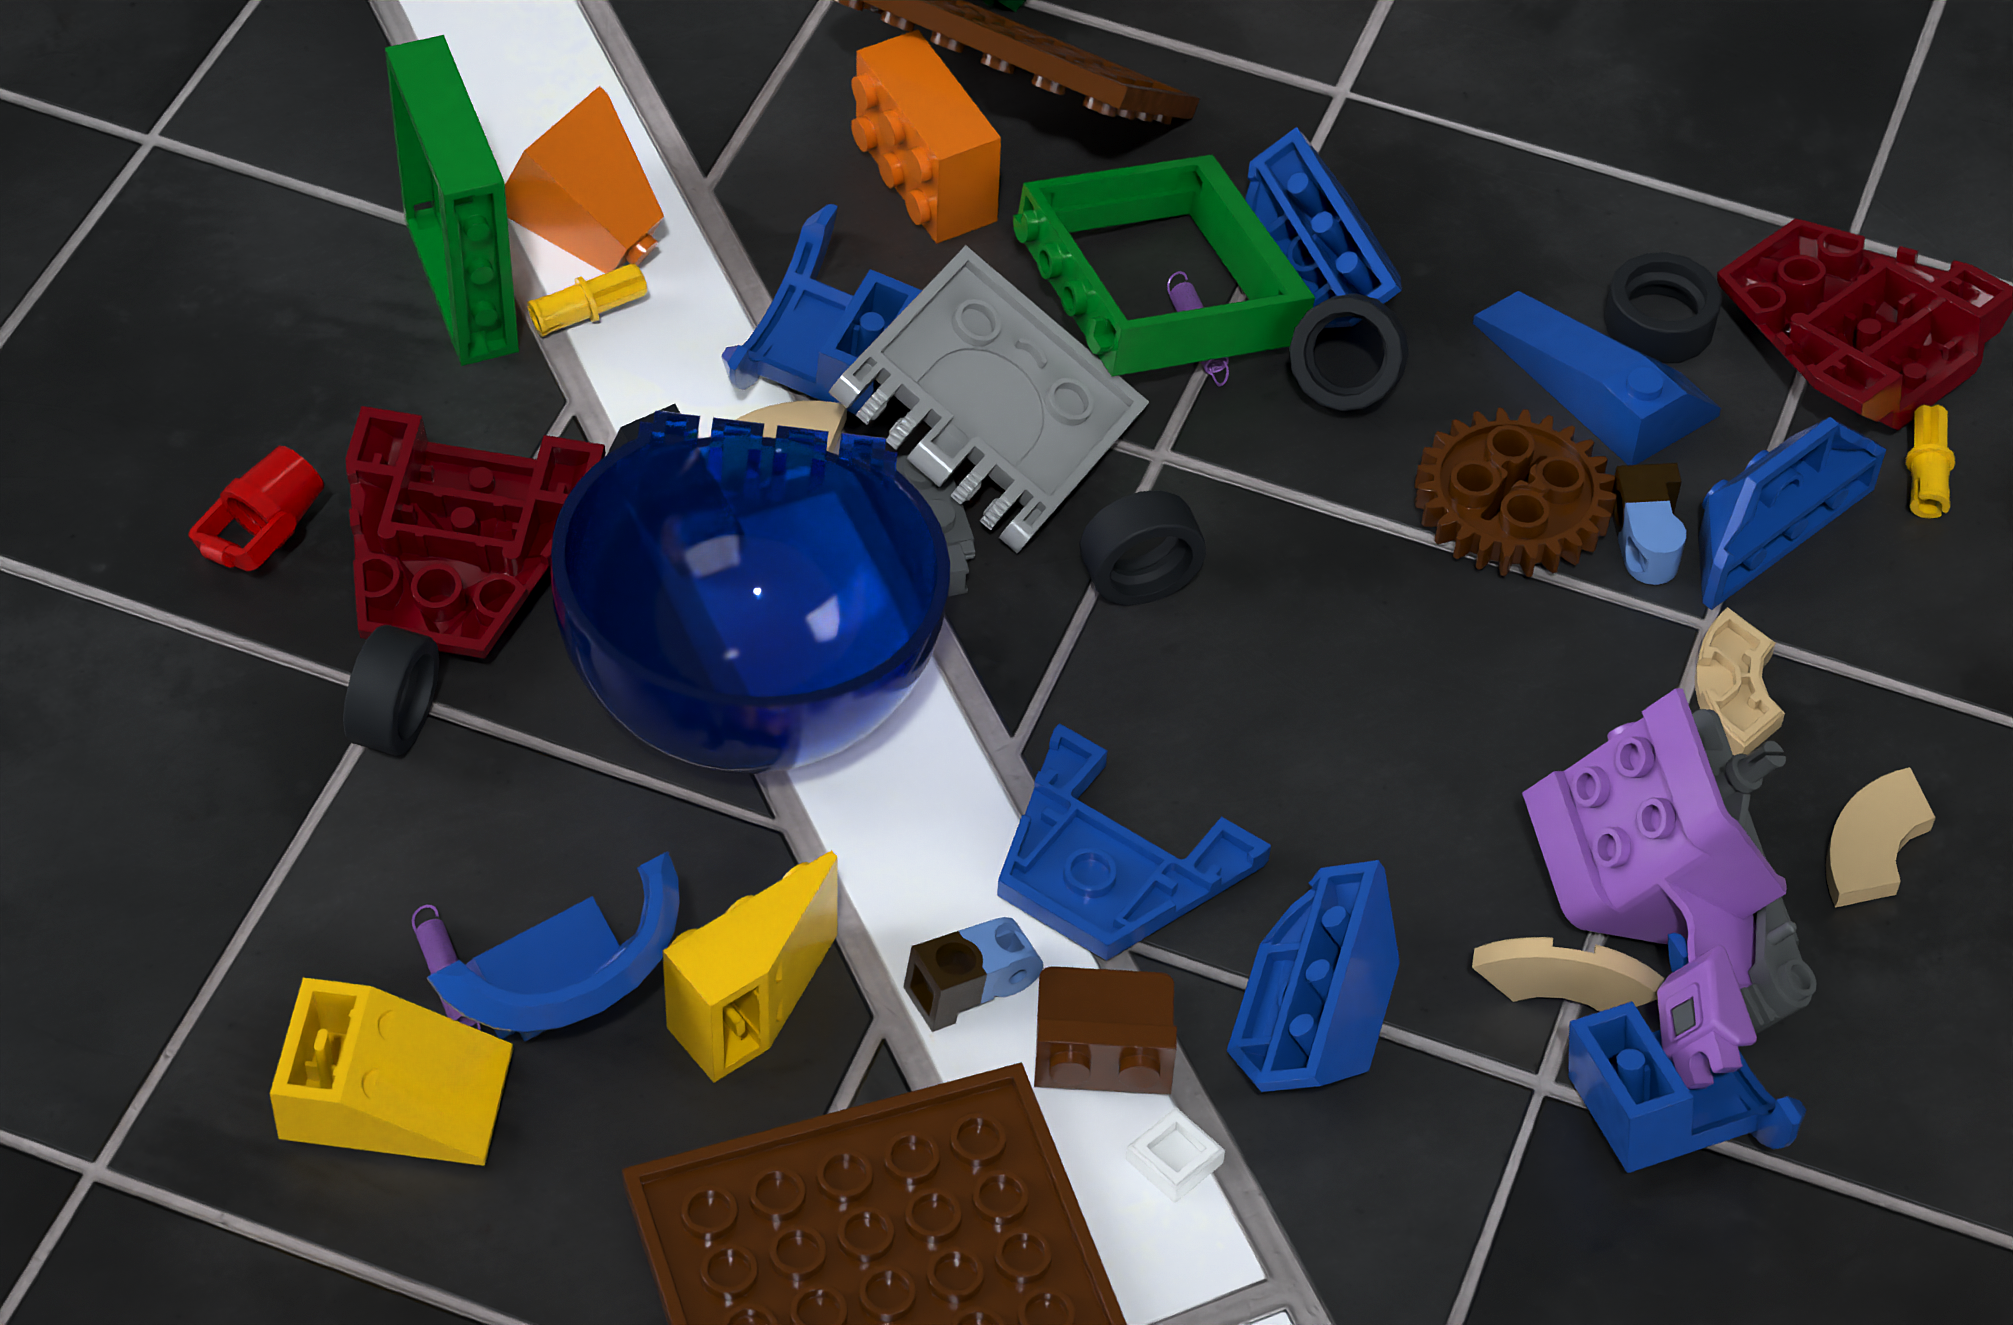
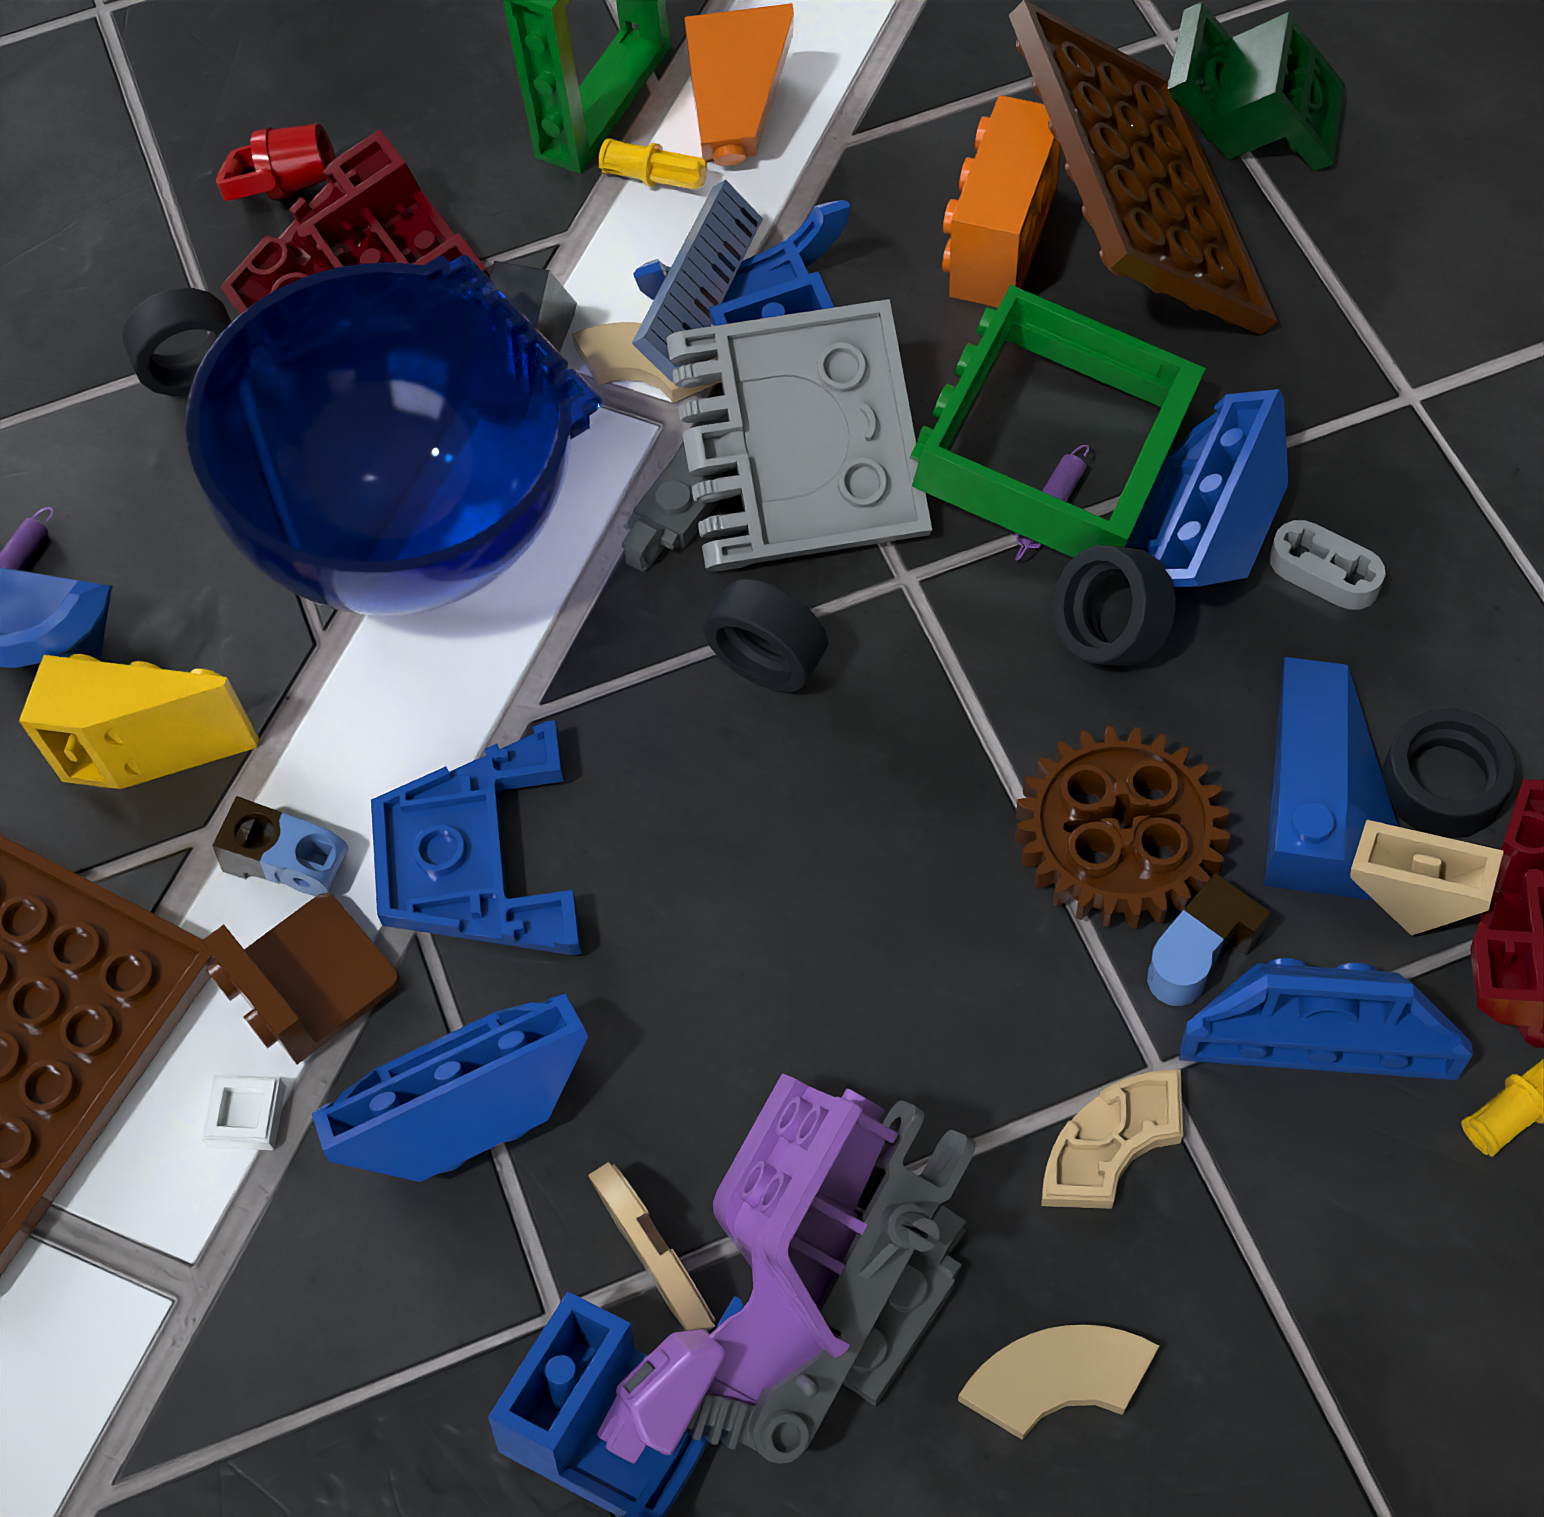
camera: 55 degrees right, 10 degrees up
(772, 344) = (699, 273): none -> sand blue tile
(1431, 235) = (1327, 564): none -> light grey beam
(1739, 368) = (1424, 876): none -> tan slope

